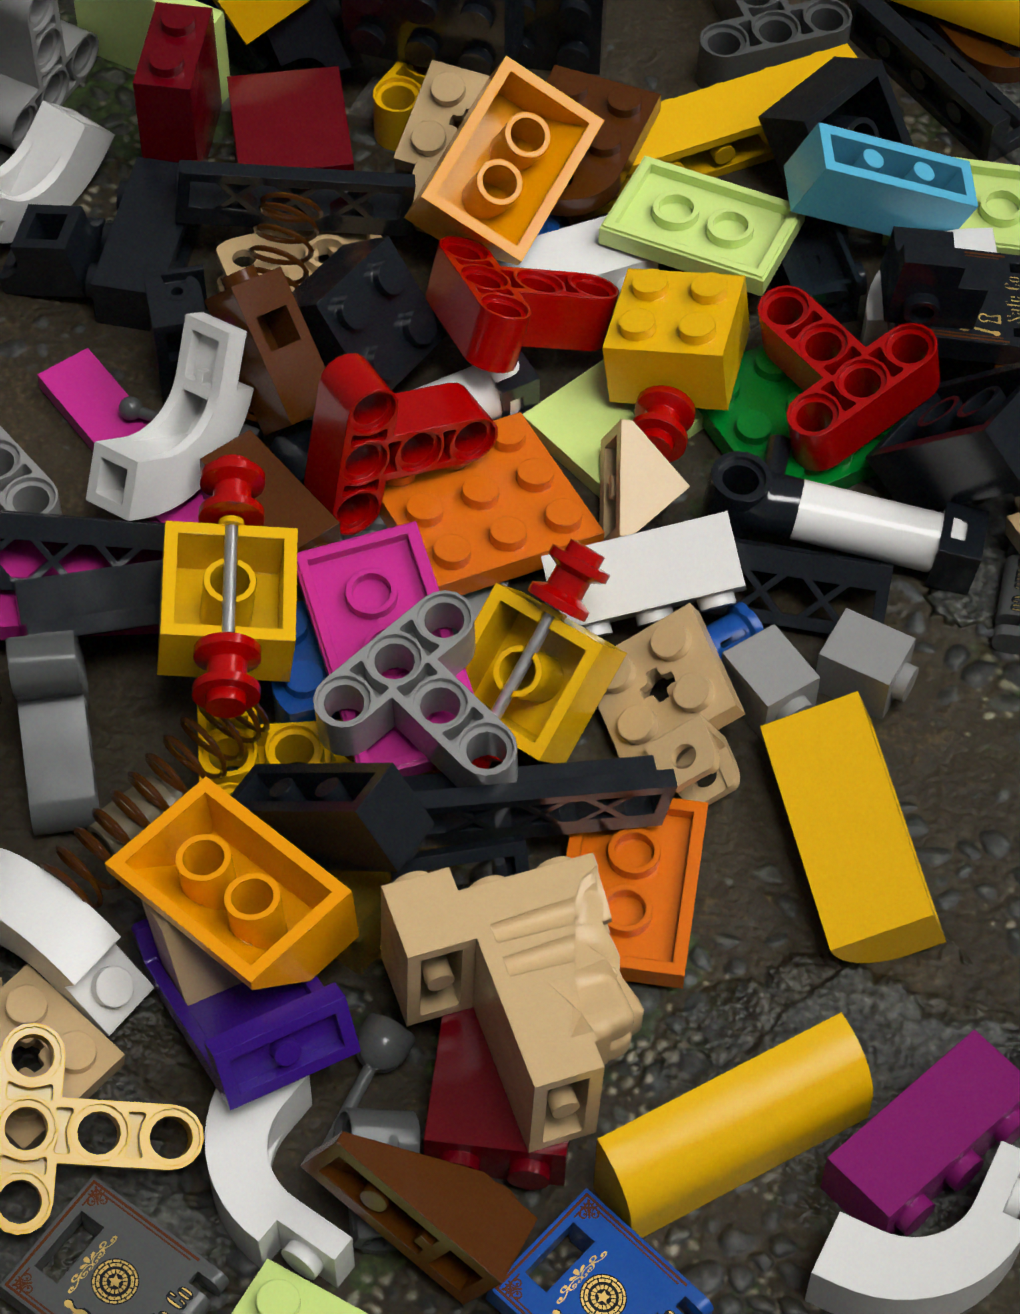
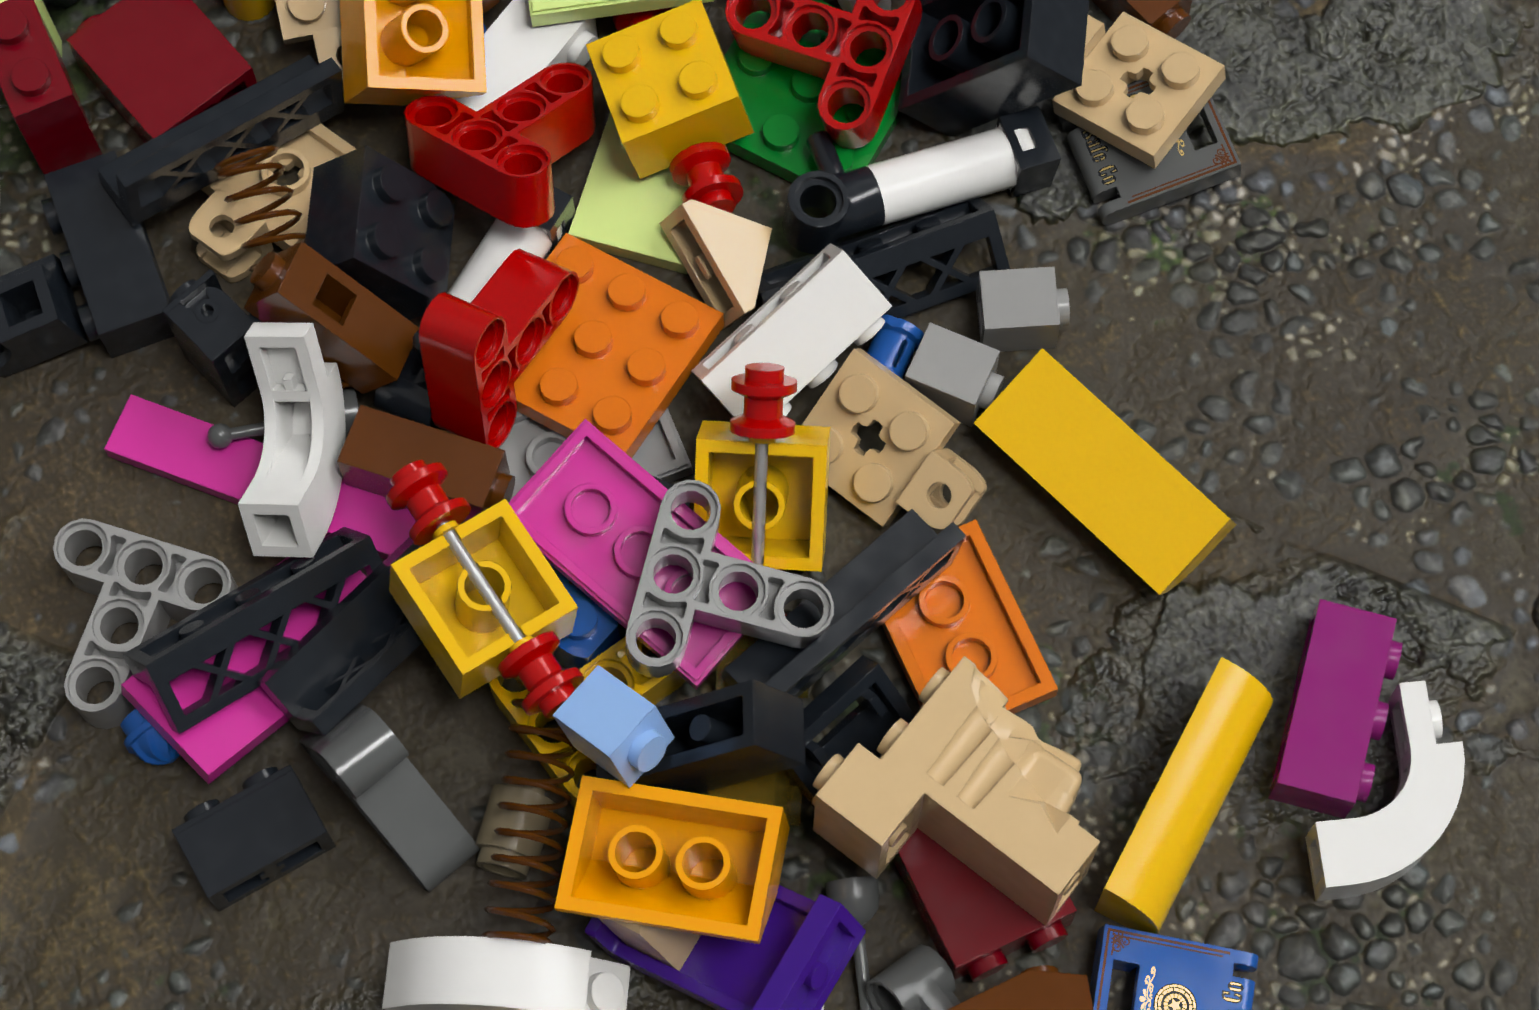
camera: 30 degrees left, 15 degrees up
(256, 746) = (614, 726): none -> light blue brick

